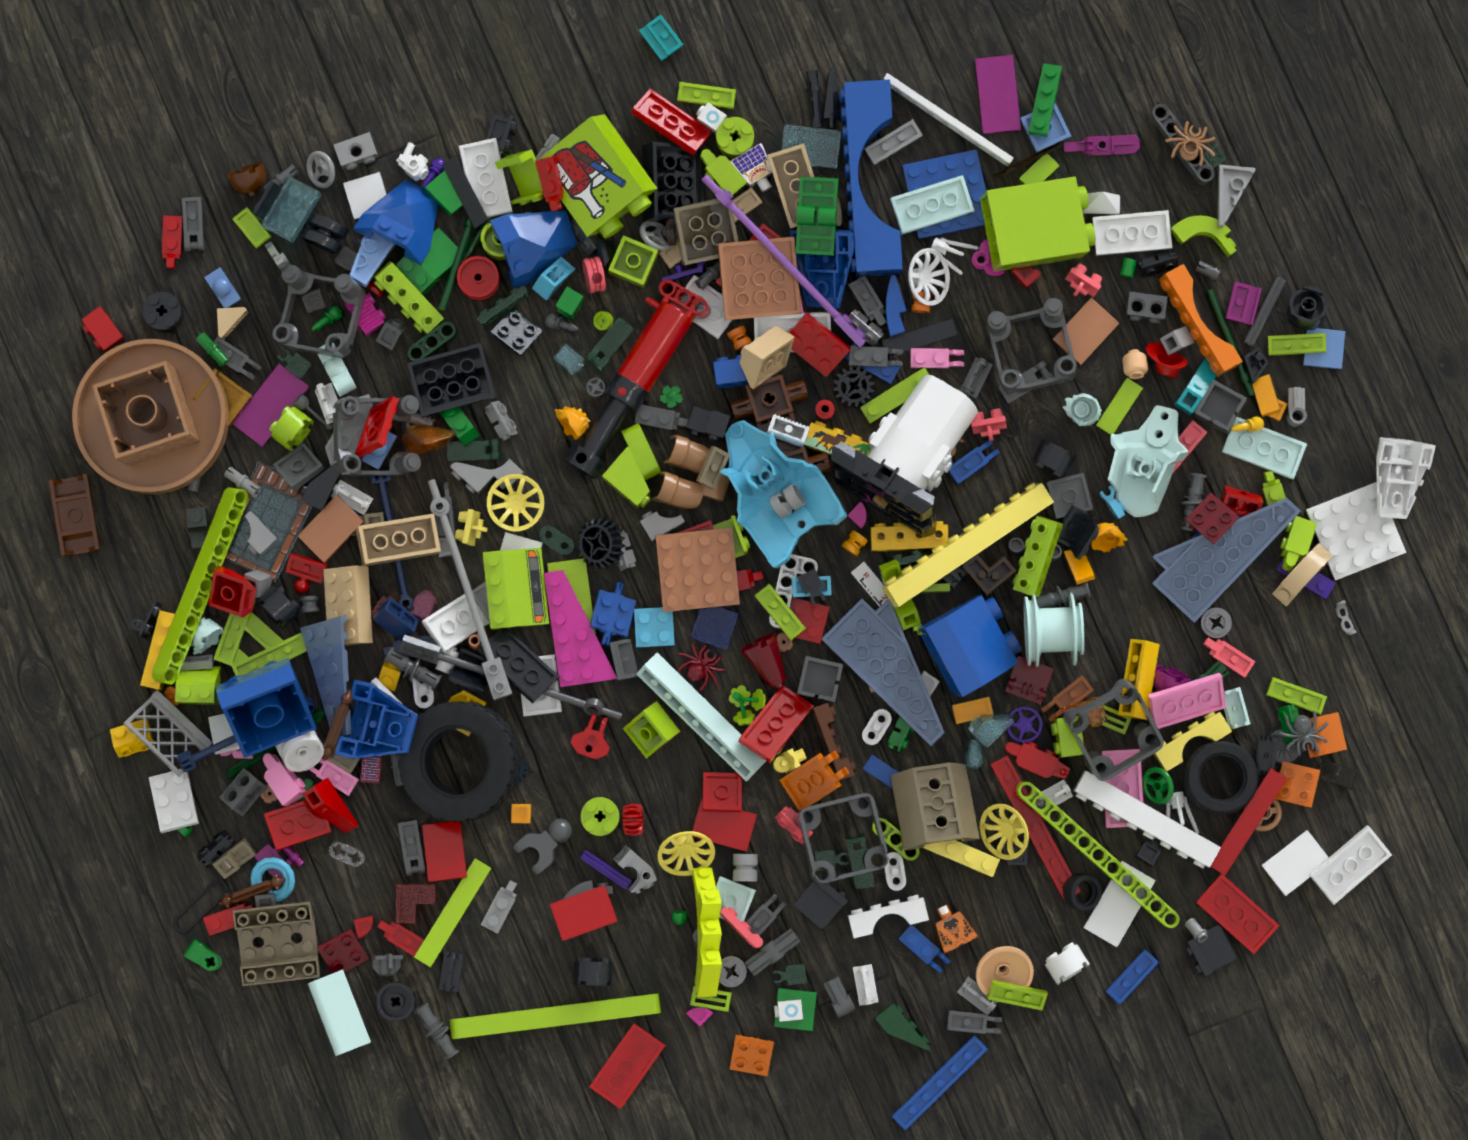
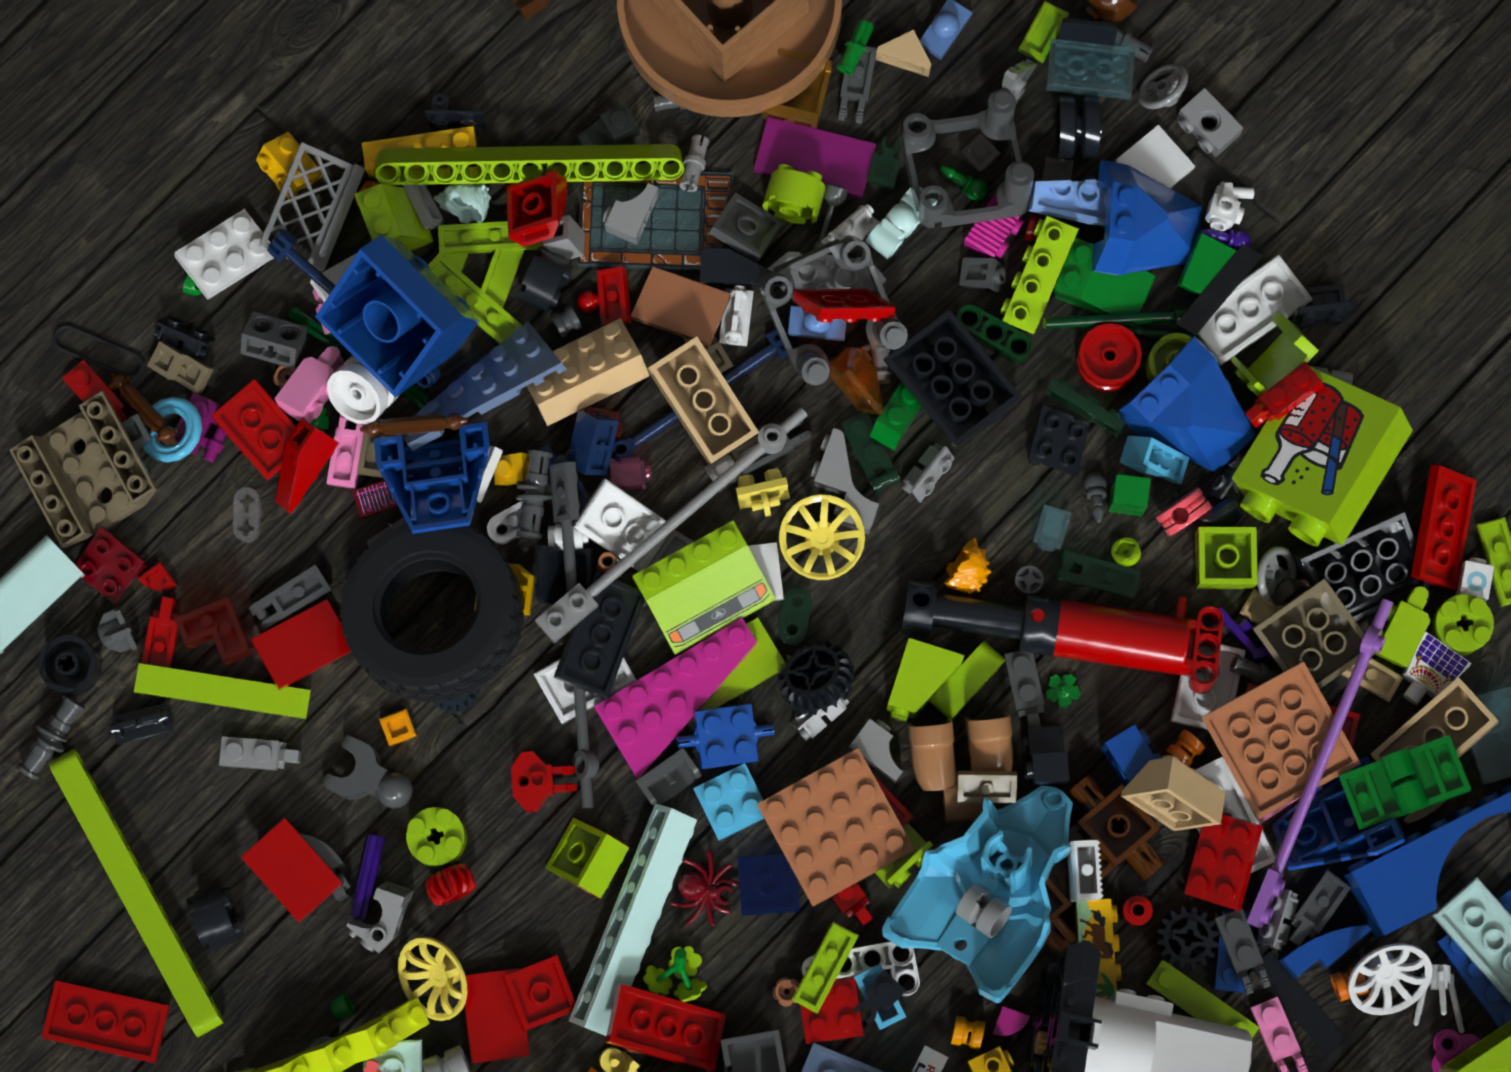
camera: 75 degrees right, 5 degrees down
(200, 954) = (32, 377): green piece -> none
(766, 660) = (750, 977): dark red cone -> none

